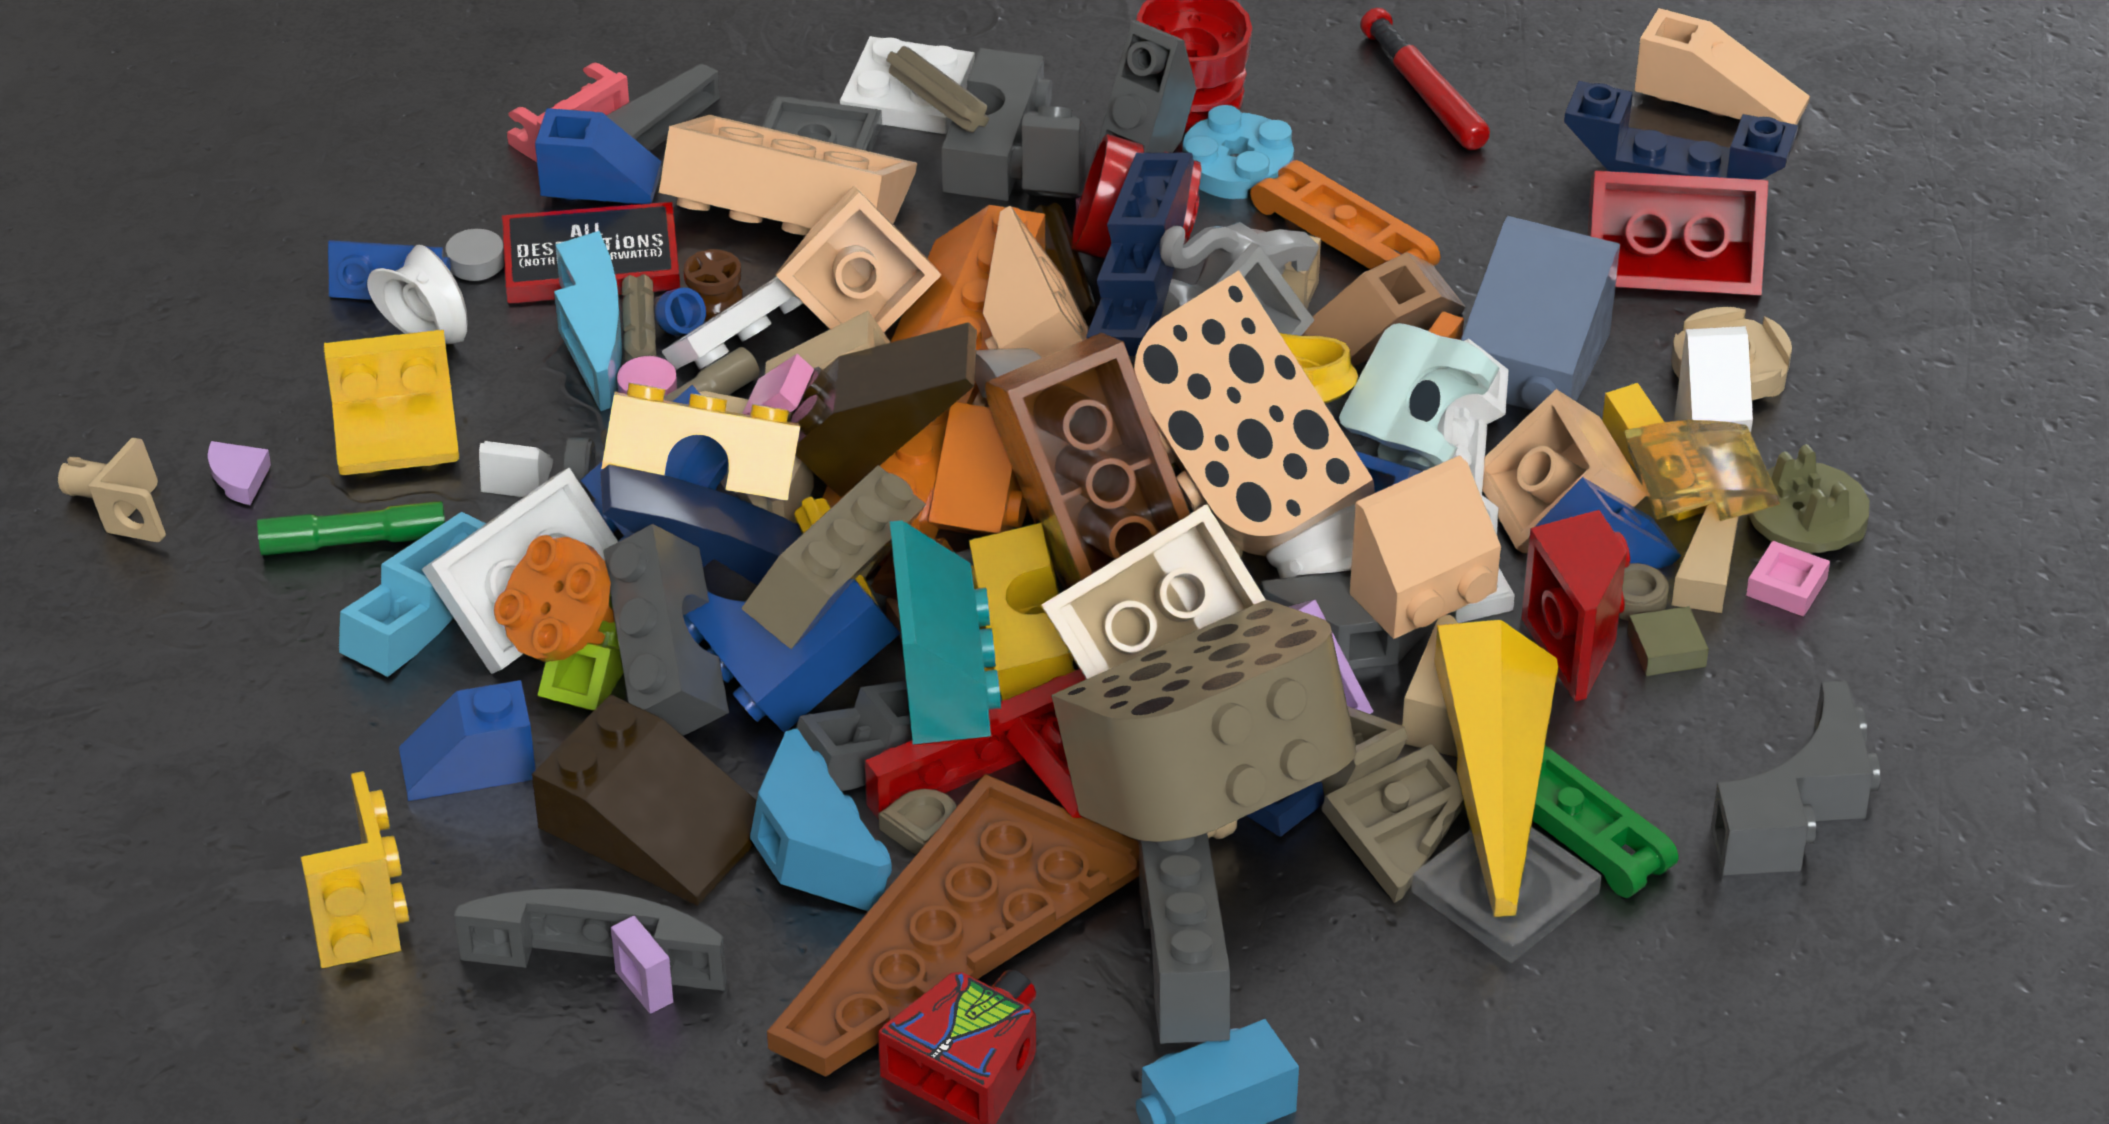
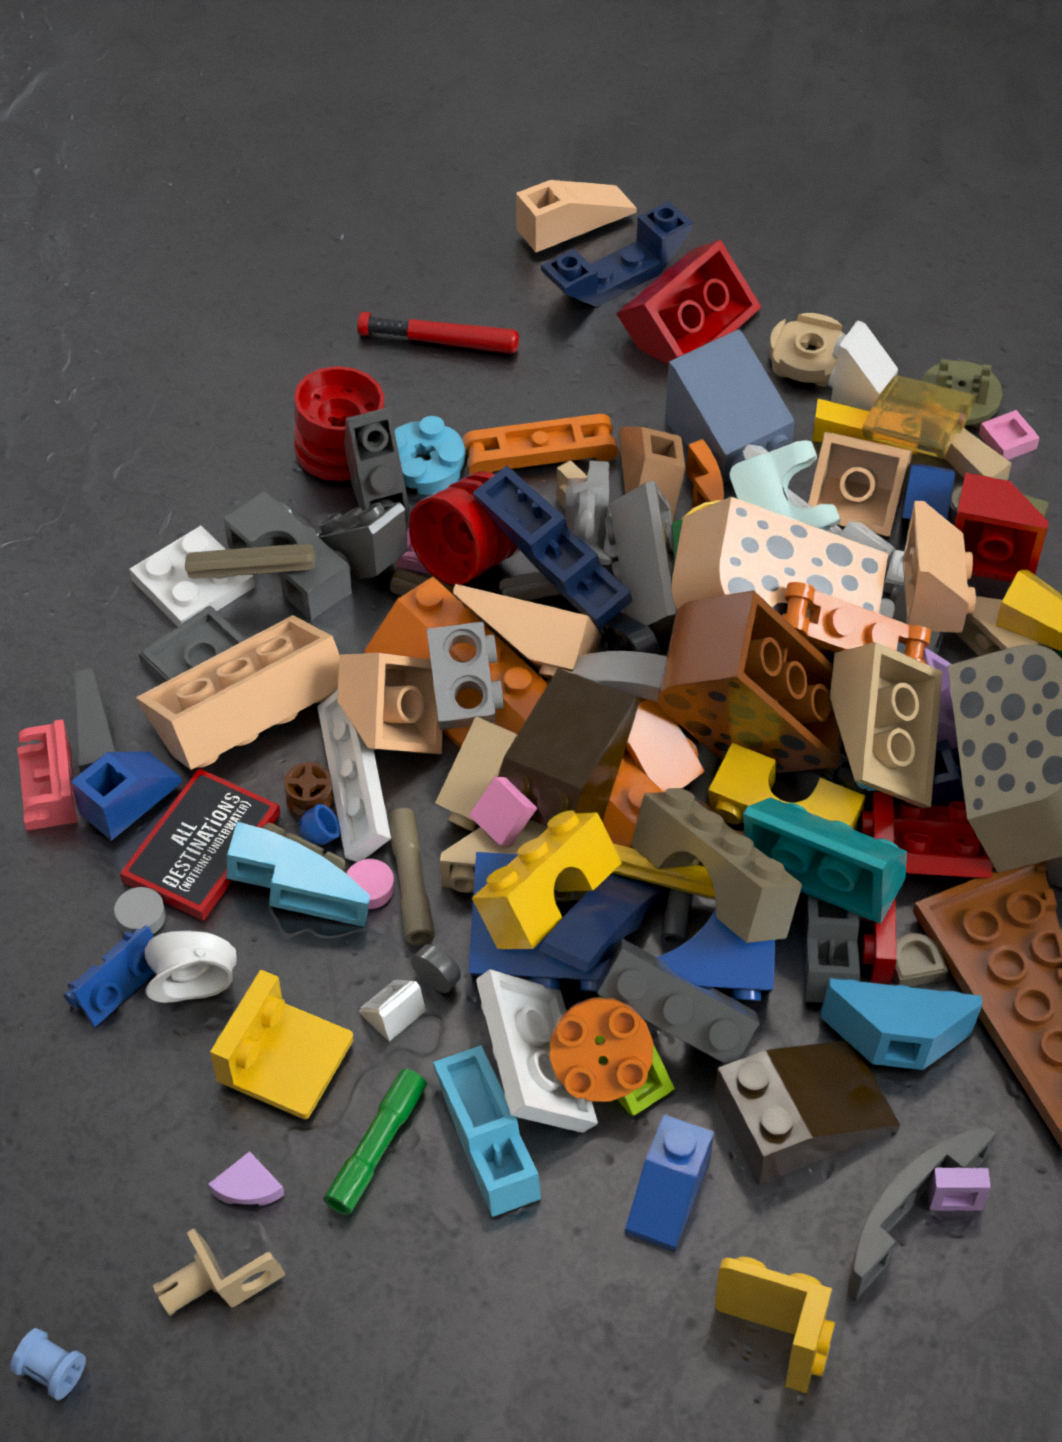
camera: 55 degrees left, 10 degrees up
(914, 276) = (453, 676): none -> light grey brick
(1241, 504) = (844, 626): none -> plate

